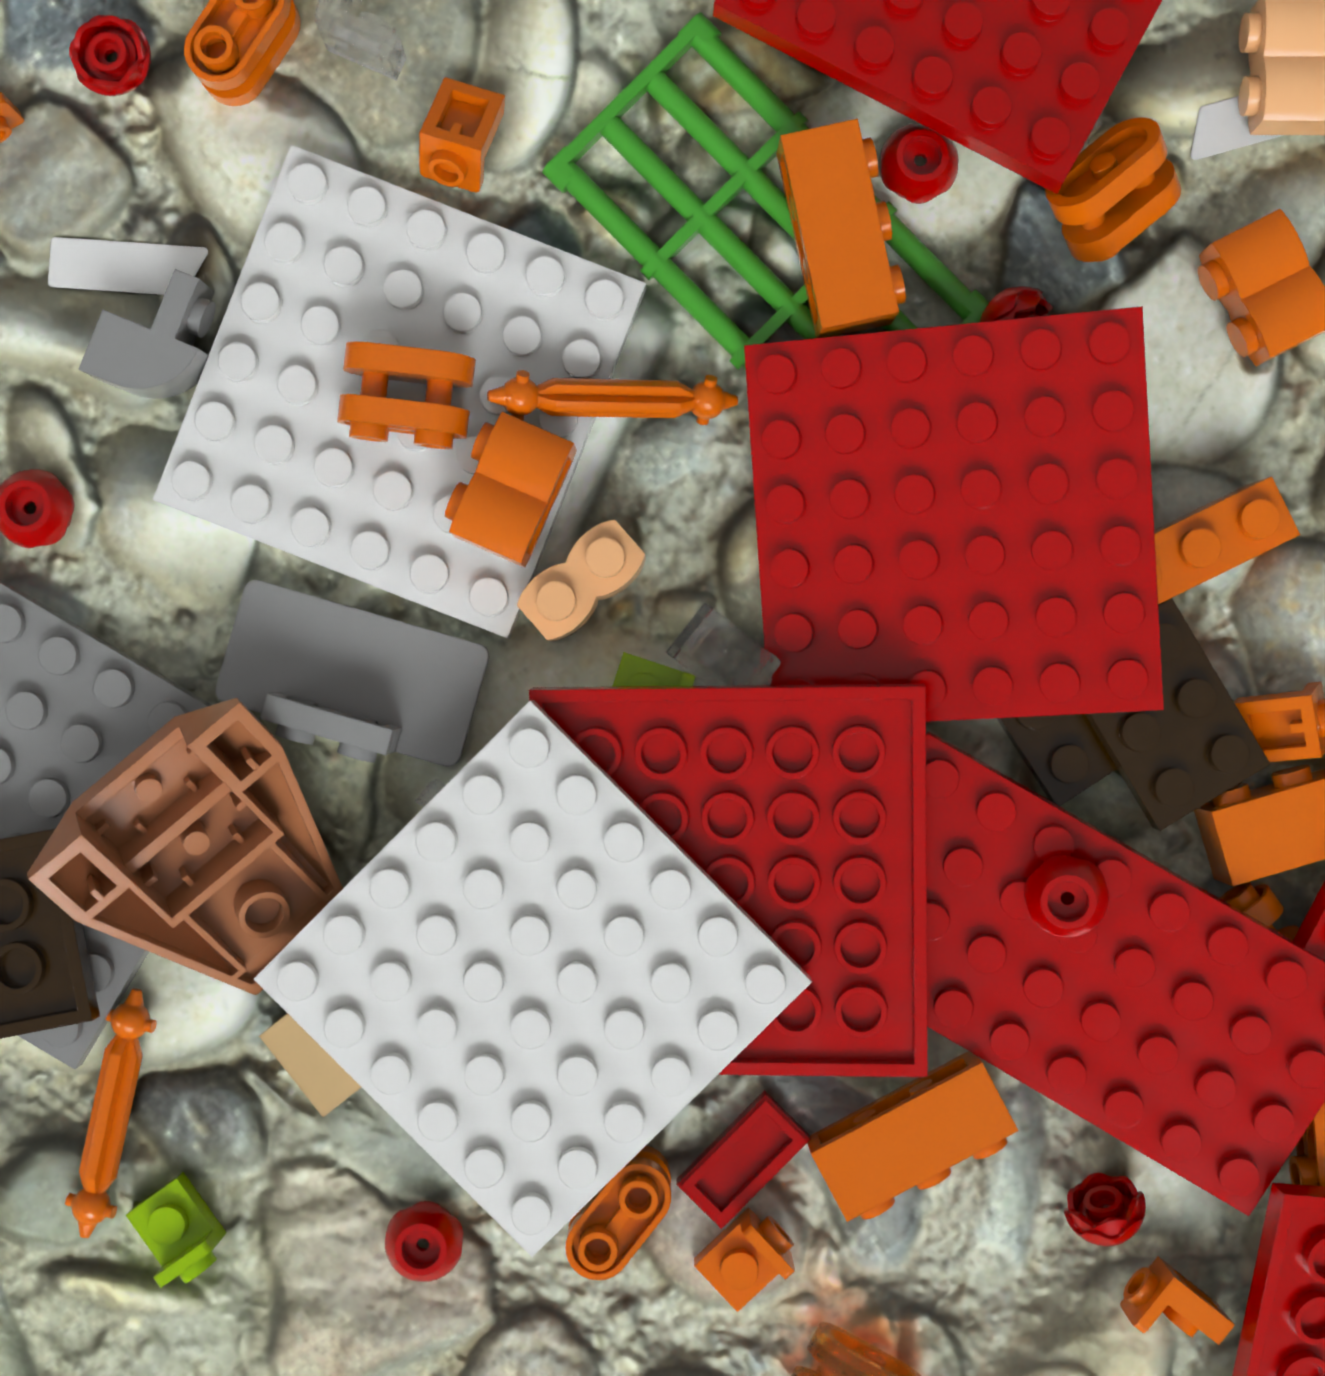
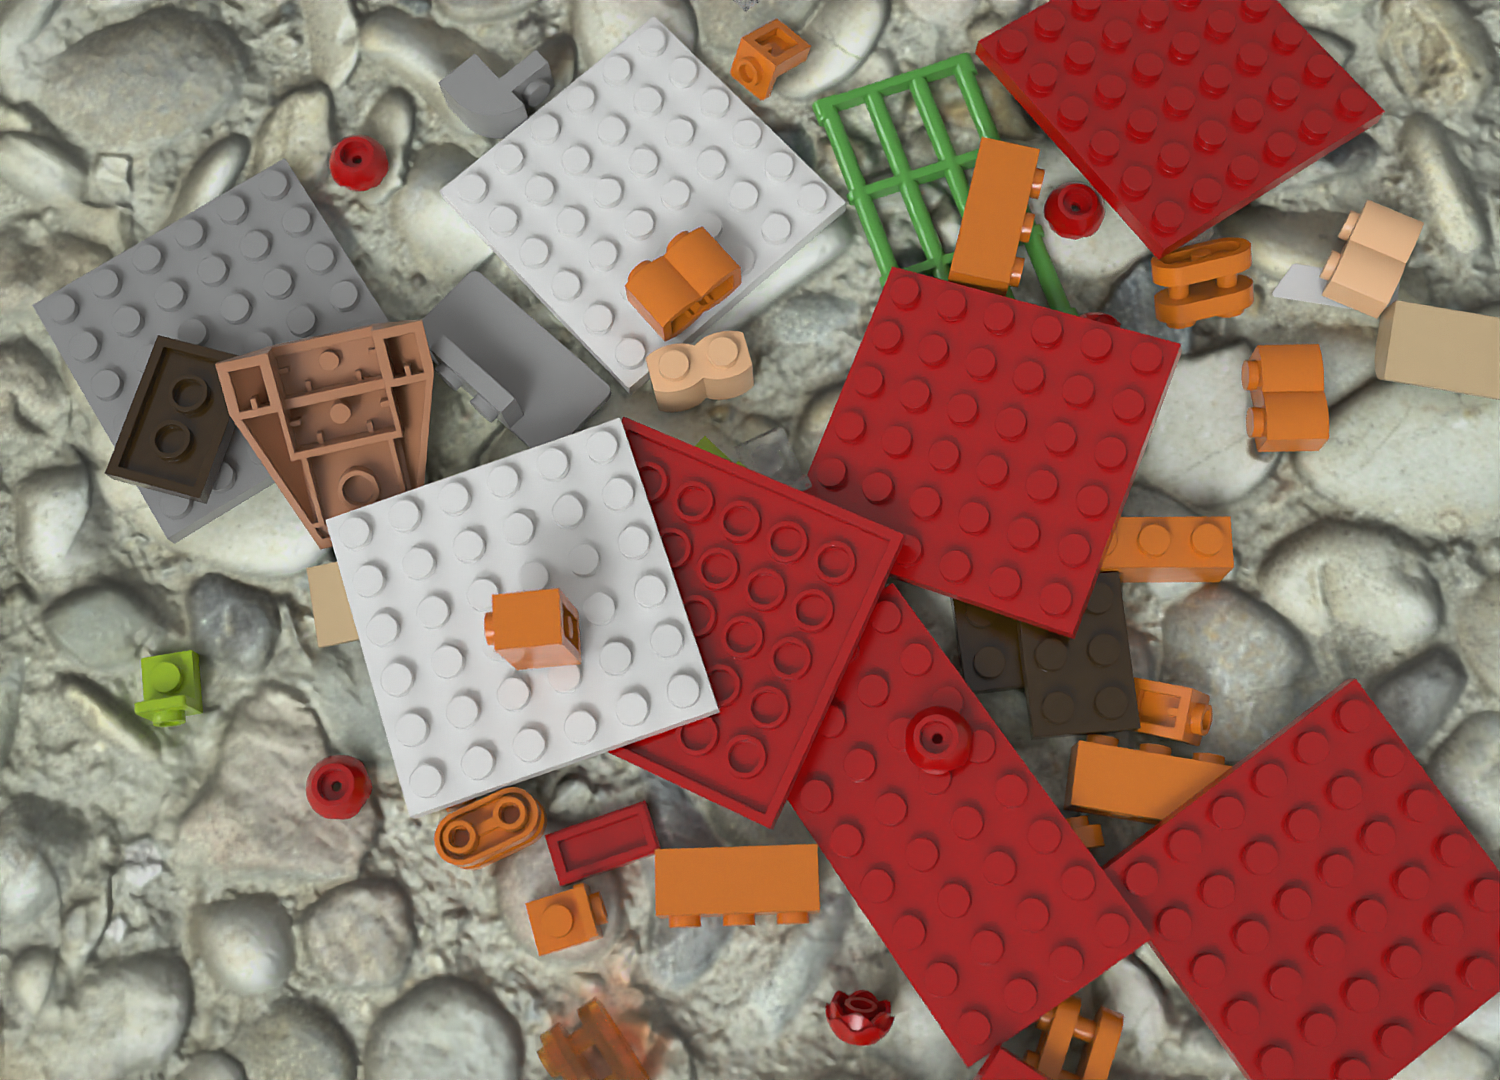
camera: 30 degrees right, 15 degrees down
(110, 1113) = (172, 584): orange wheel -> none
(119, 265) = (498, 41): white sticker -> none
(431, 422) = (649, 214): orange brick -> none
(577, 1018) = (534, 629): none -> orange brick
(612, 398) = (785, 261): orange wheel -> none

